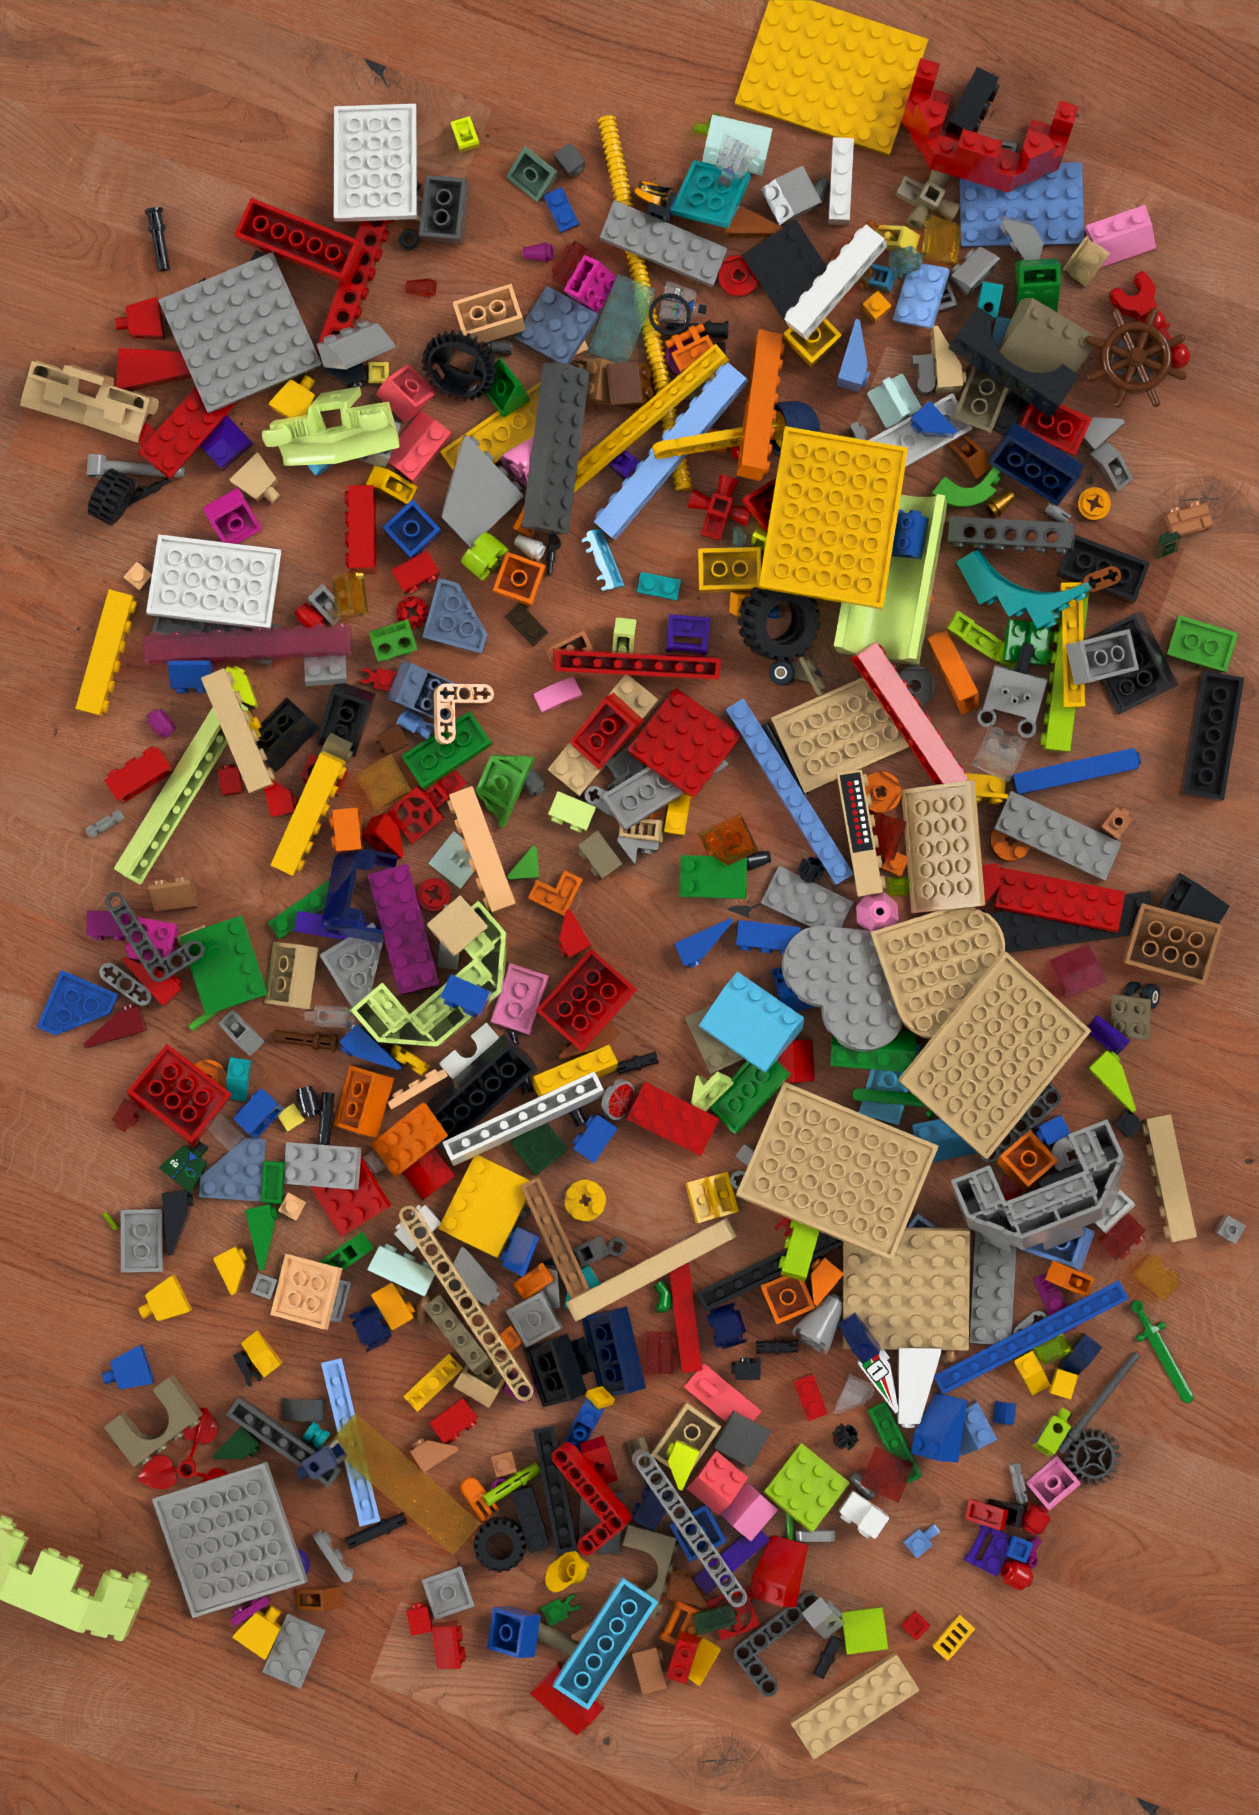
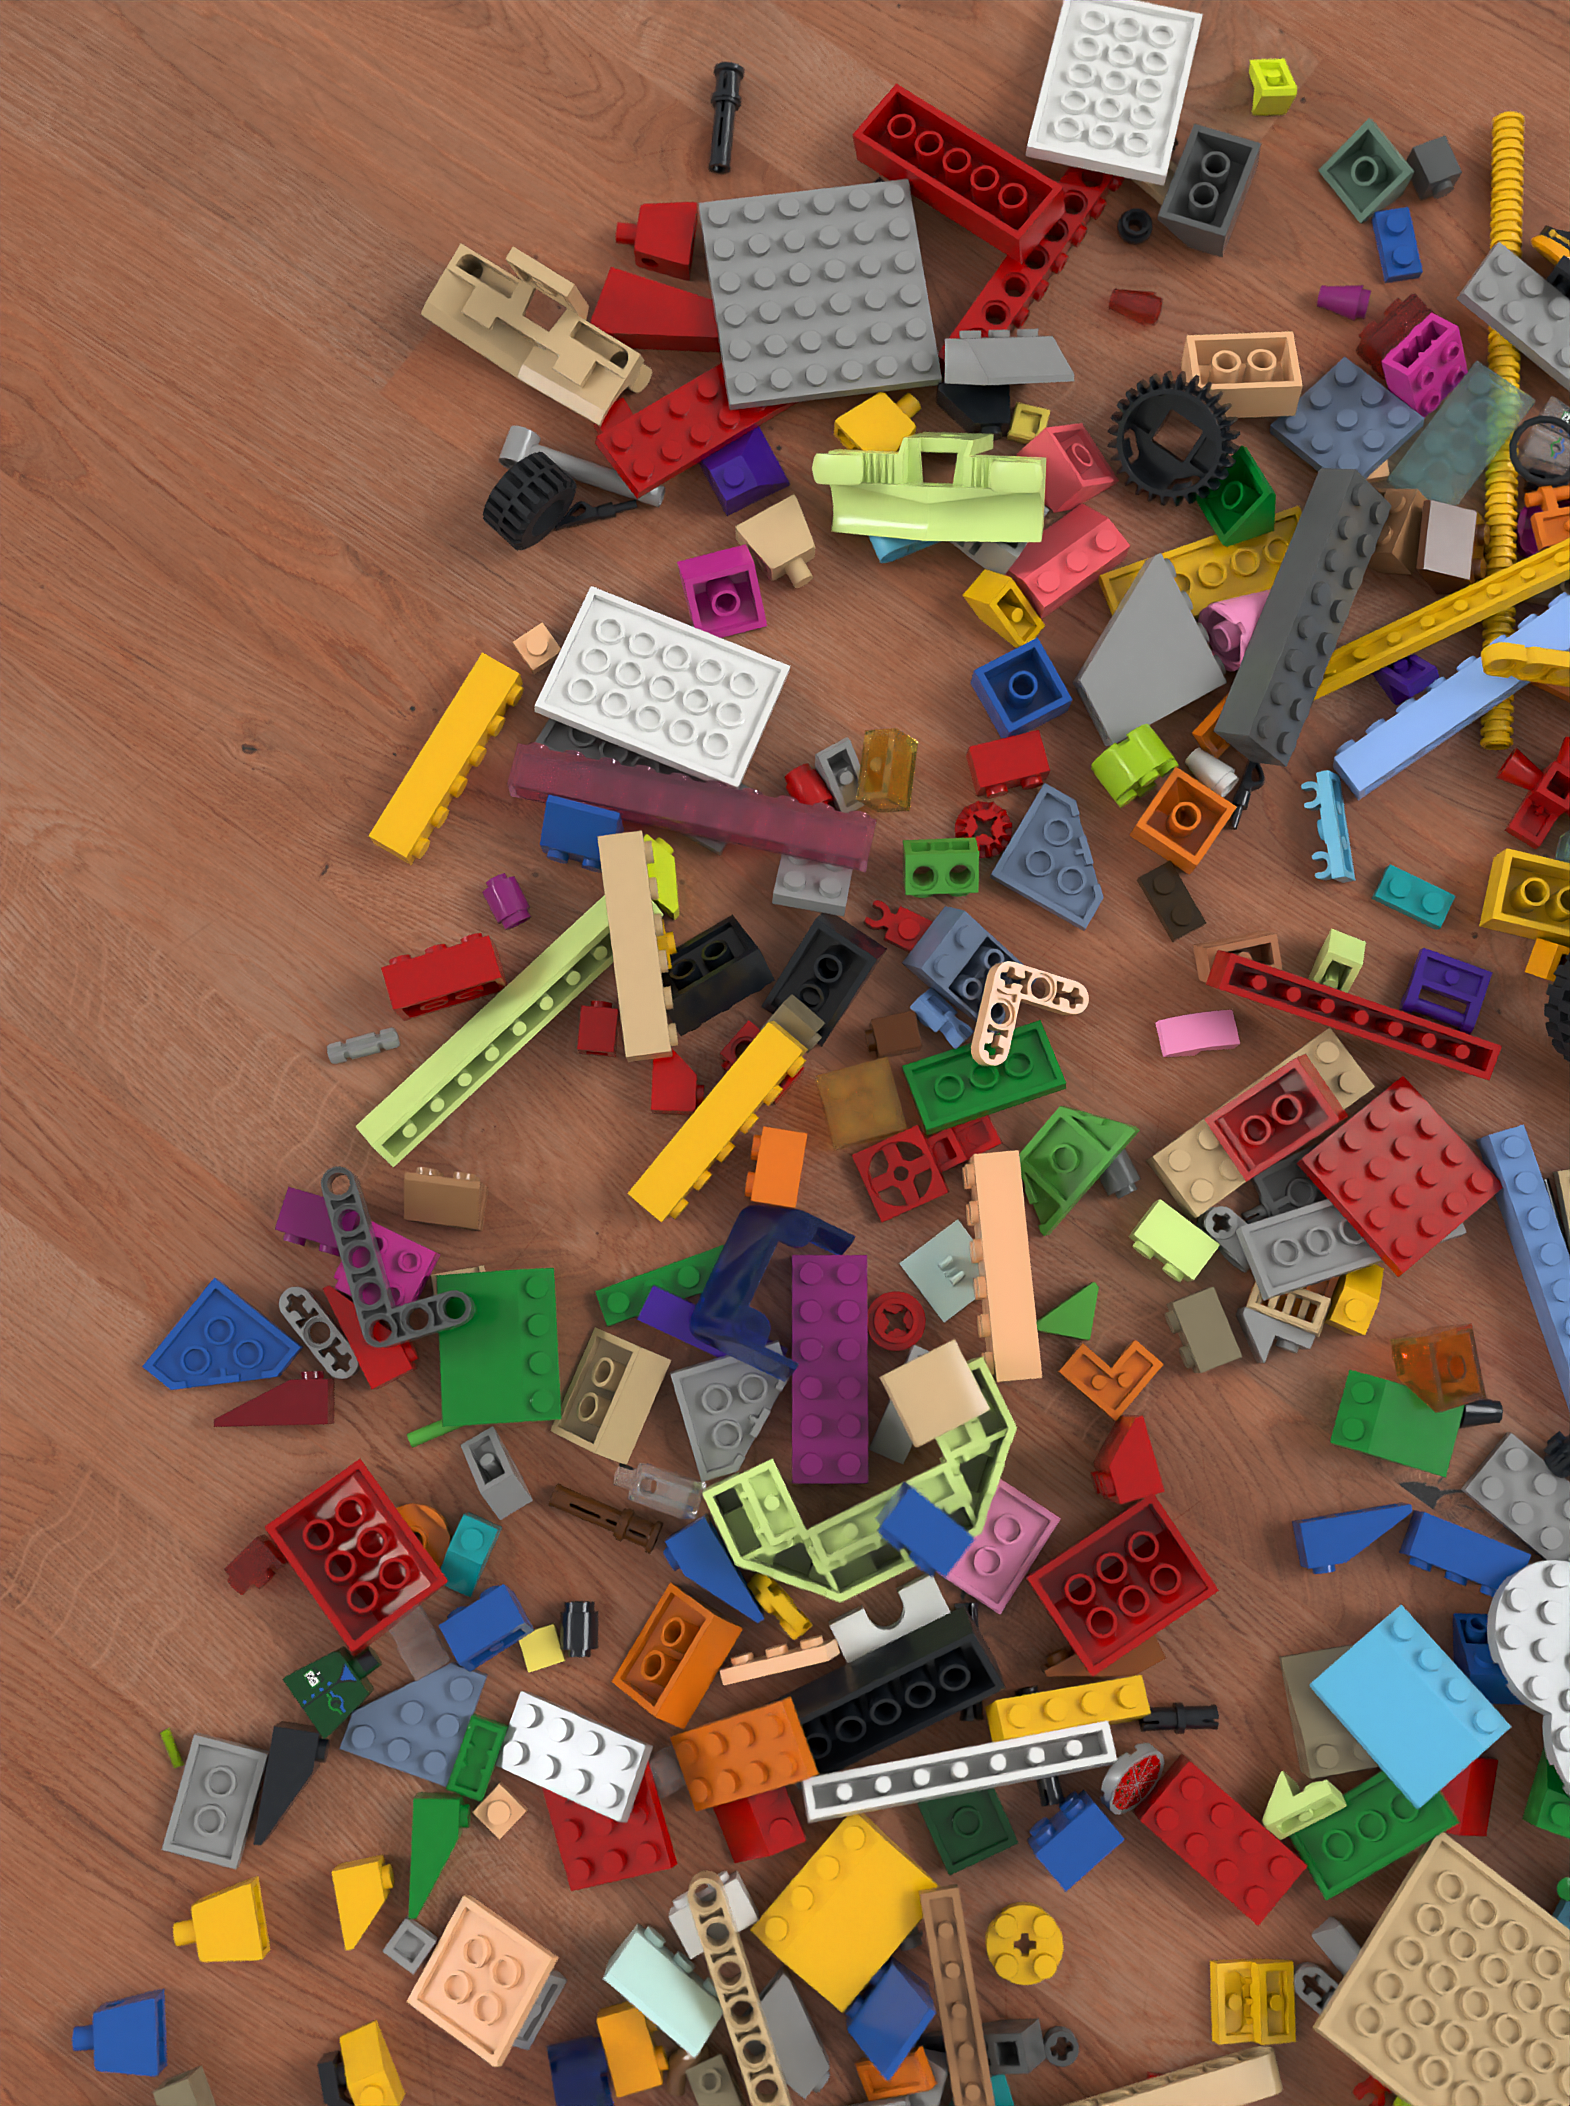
camera: 10 degrees right, 5 degrees down
(326, 1118) = (603, 1665): black pin -> none
(349, 1252) = (577, 1927): green slope -> none
(362, 529) = (939, 658): red brick -> none
(384, 835) = (838, 1194): red slope -> none
(500, 347) = (1249, 436): dark grey pin -> none

